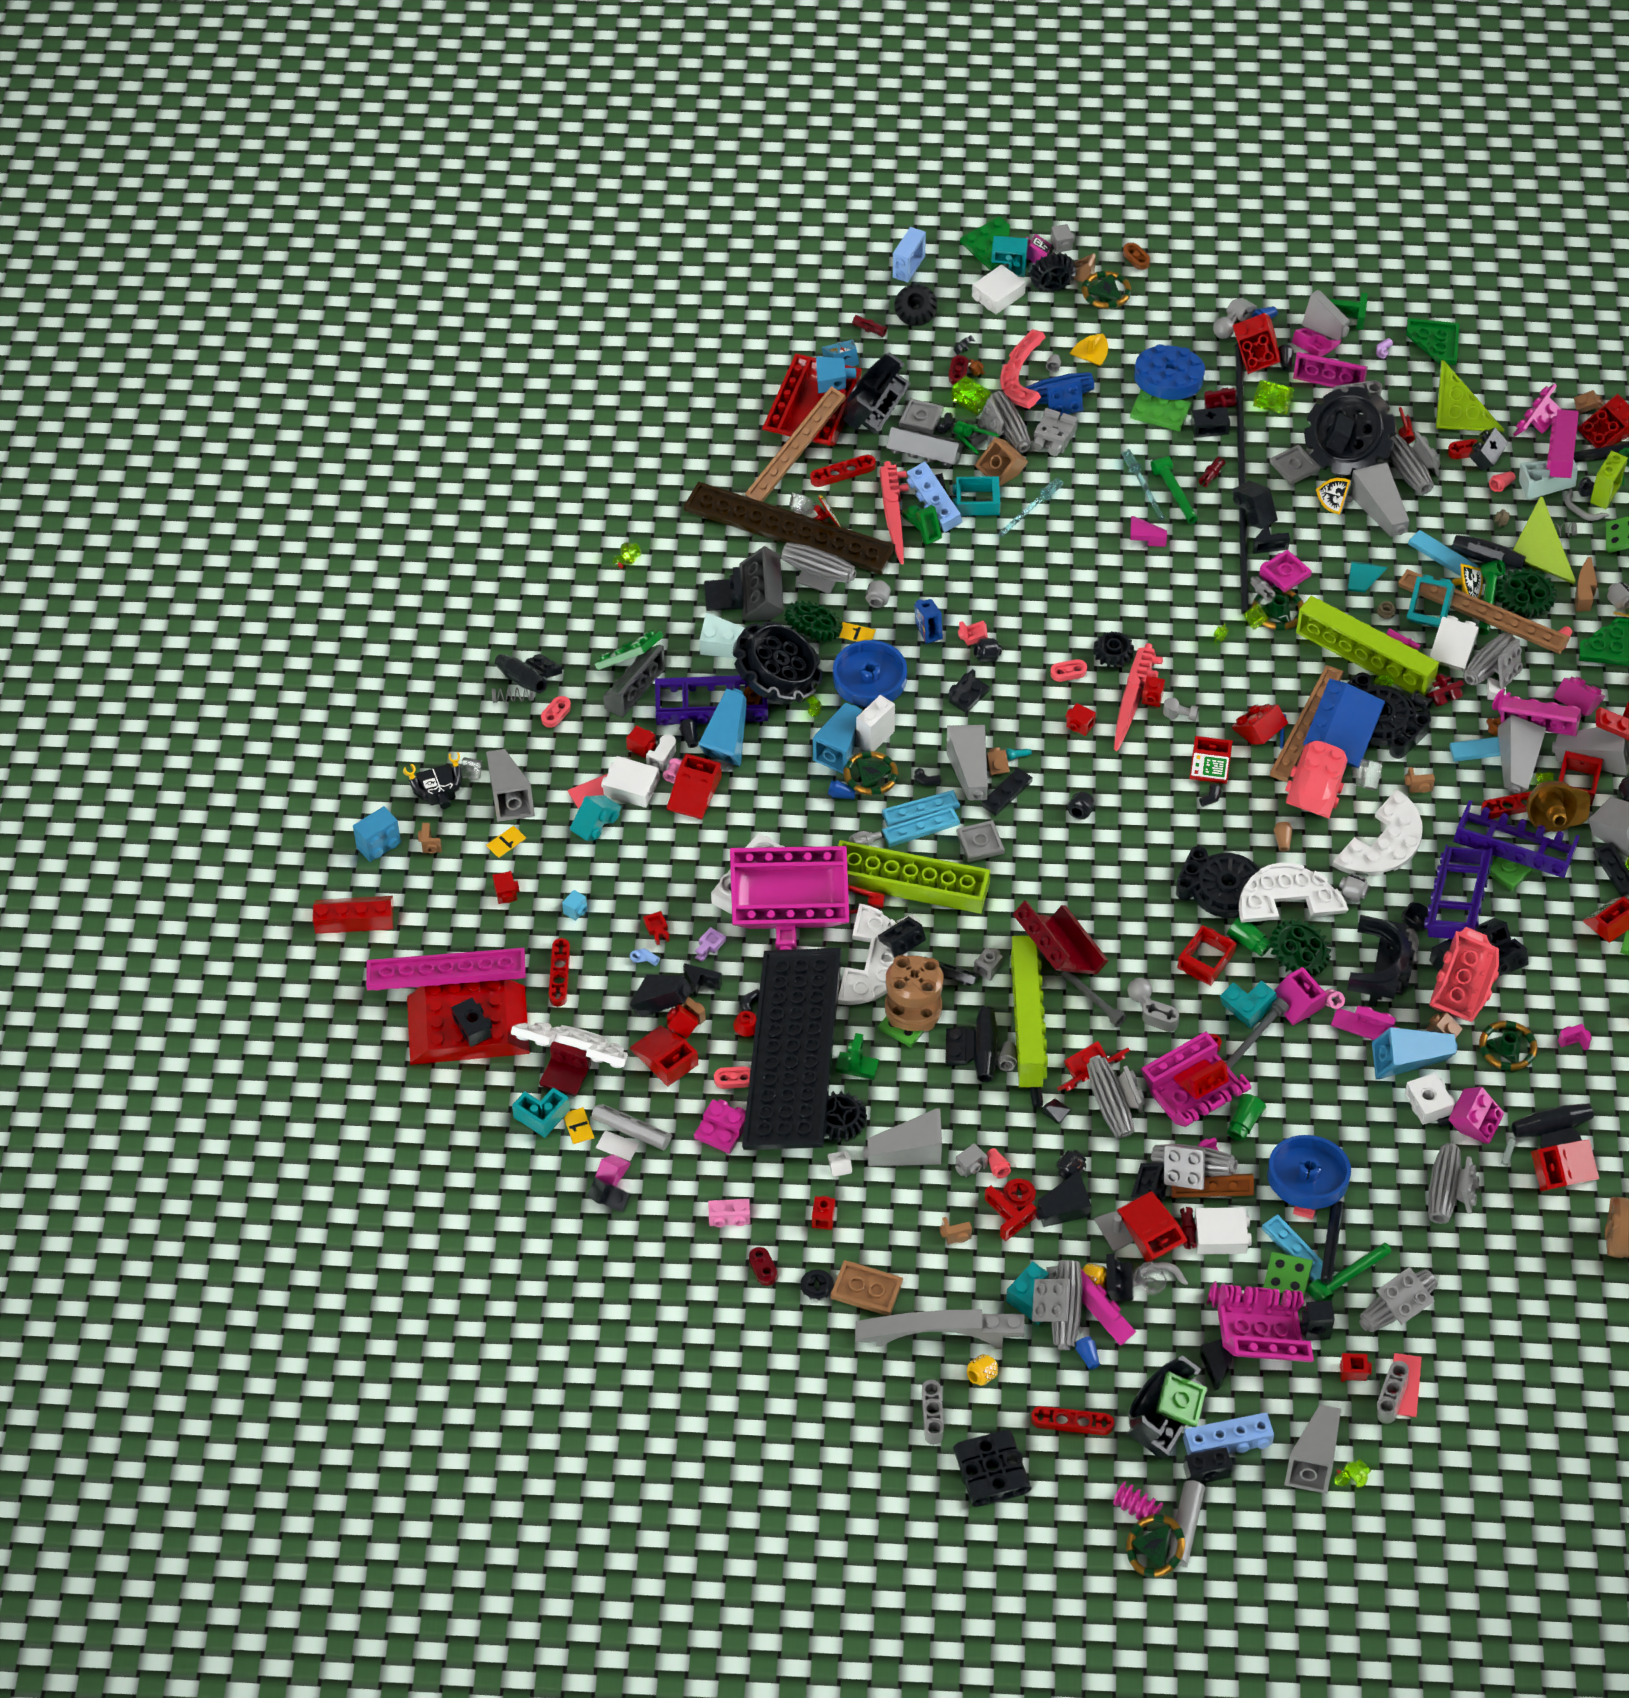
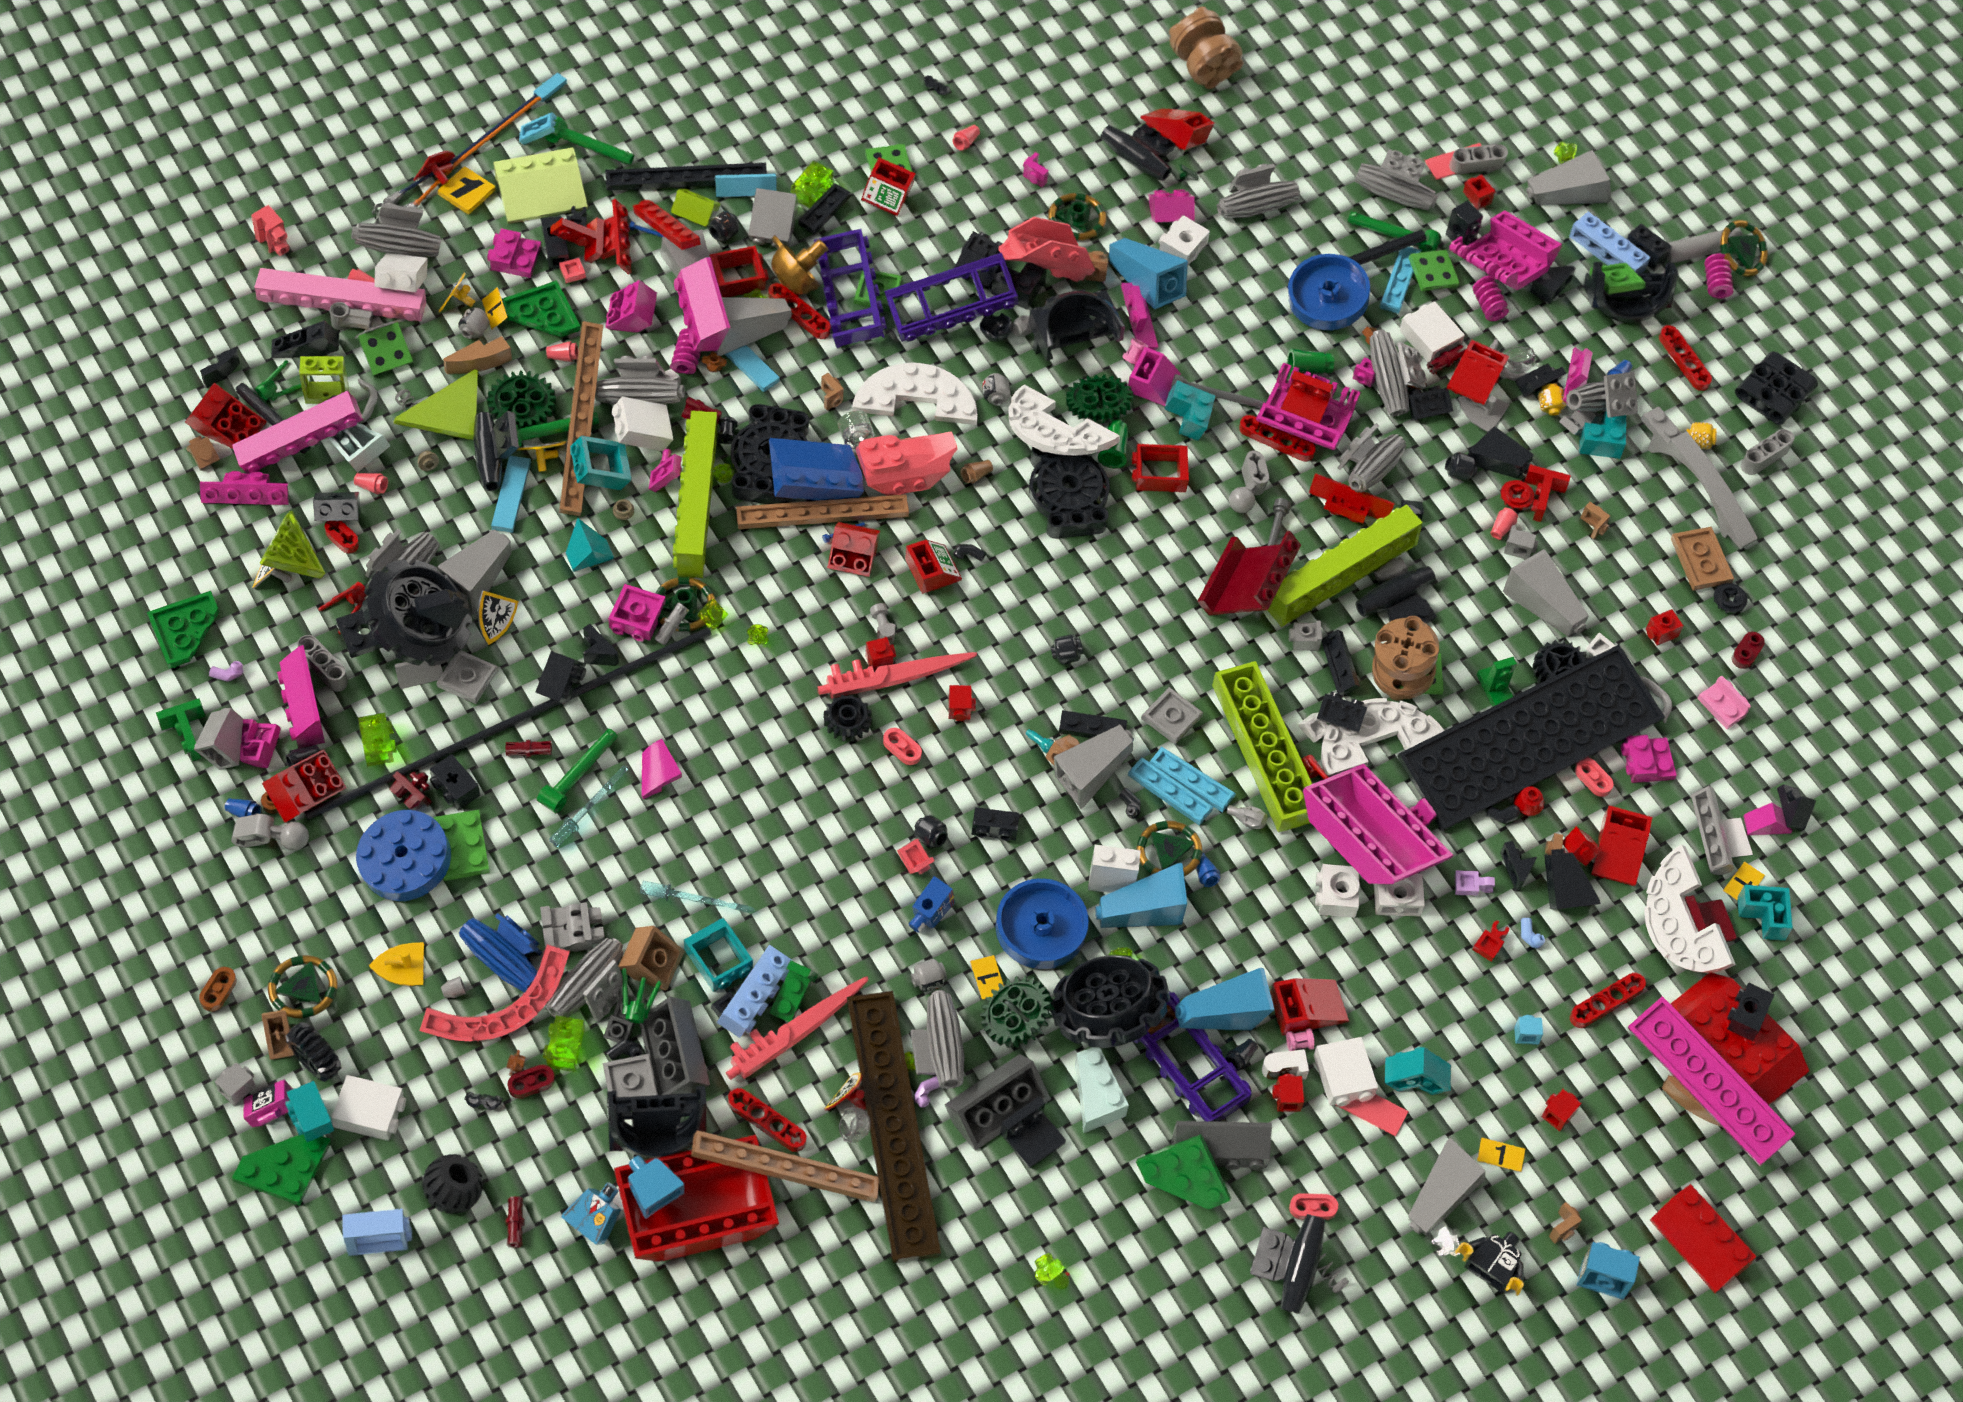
camera: 130 degrees left, 5 degrees up
(777, 1174) = (1661, 694): none -> light grey animal

